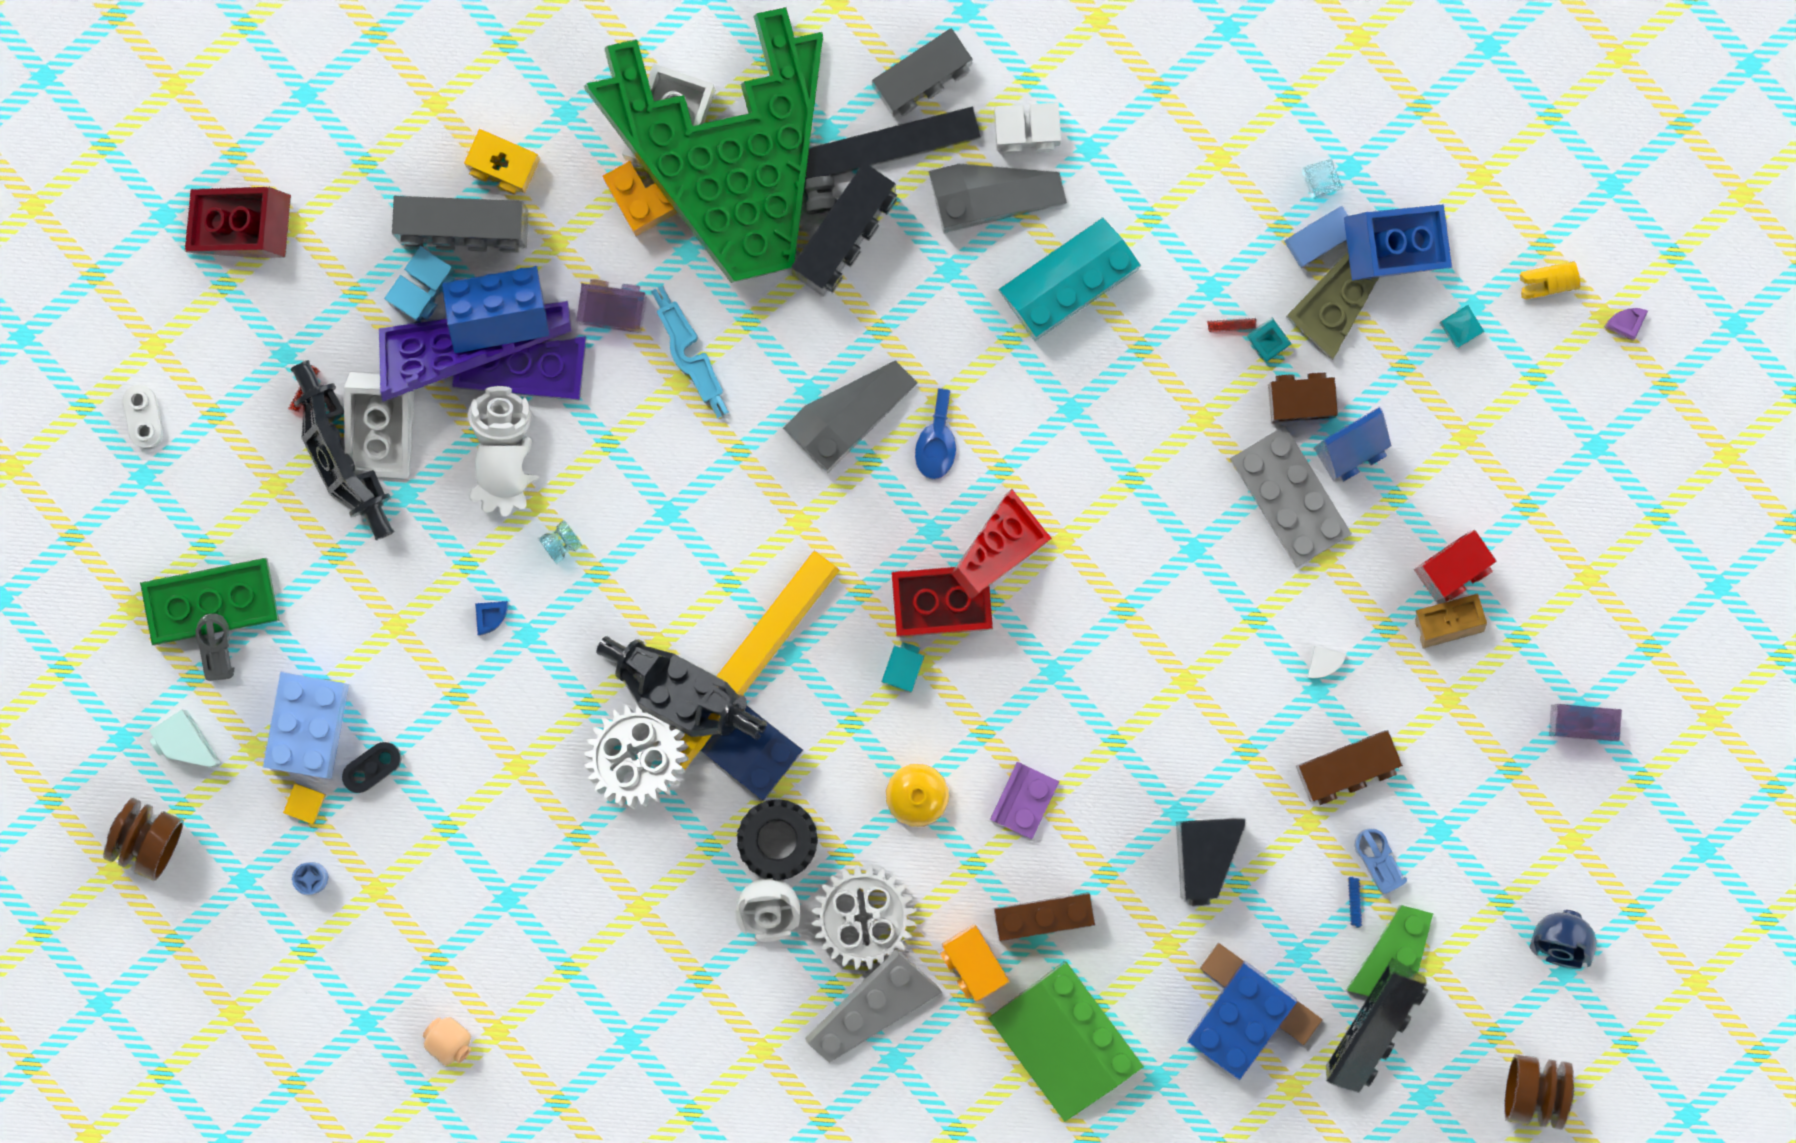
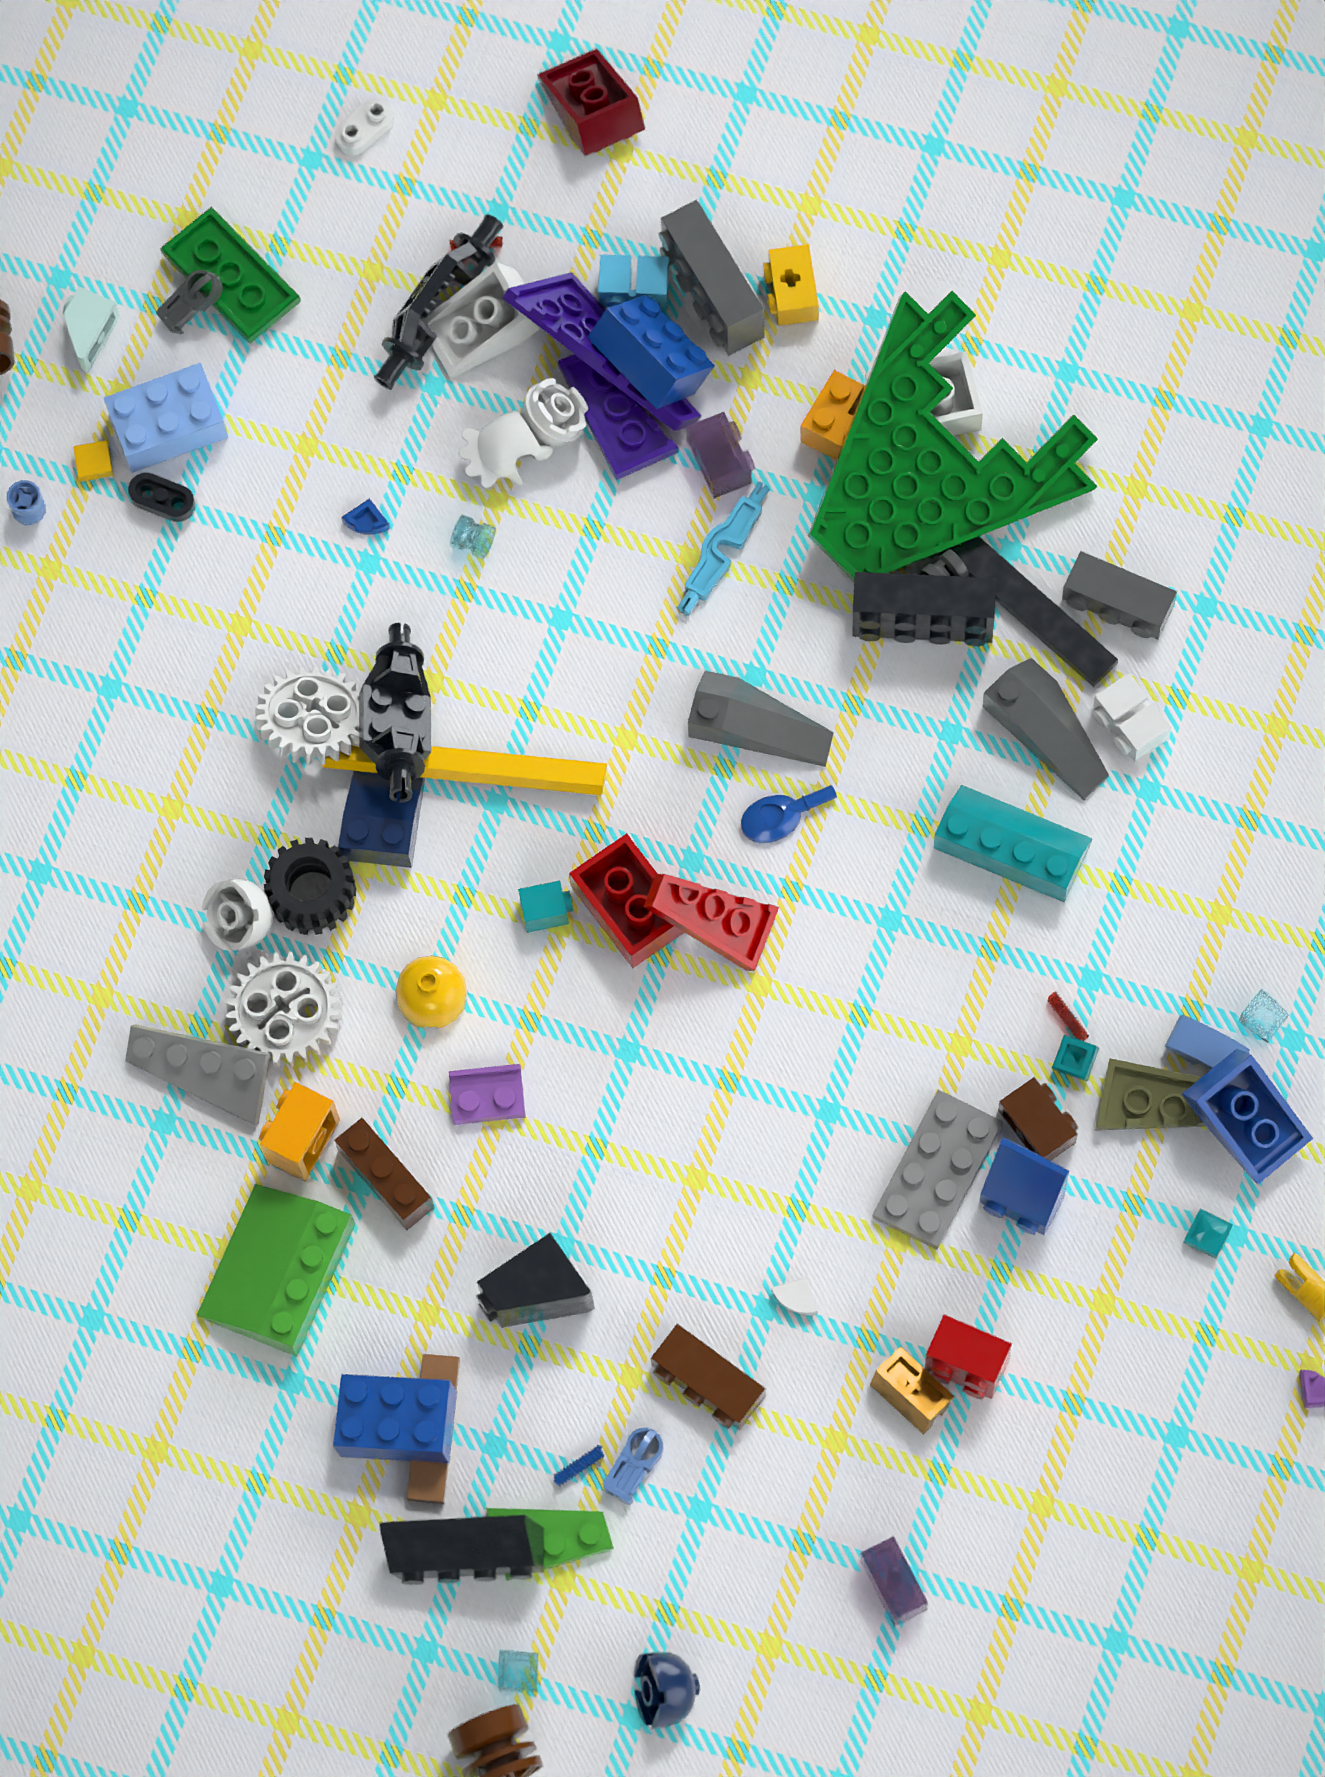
camera: 65 degrees right, 15 degrees down
(1482, 1038) = (517, 1671): none -> clear light blue slope

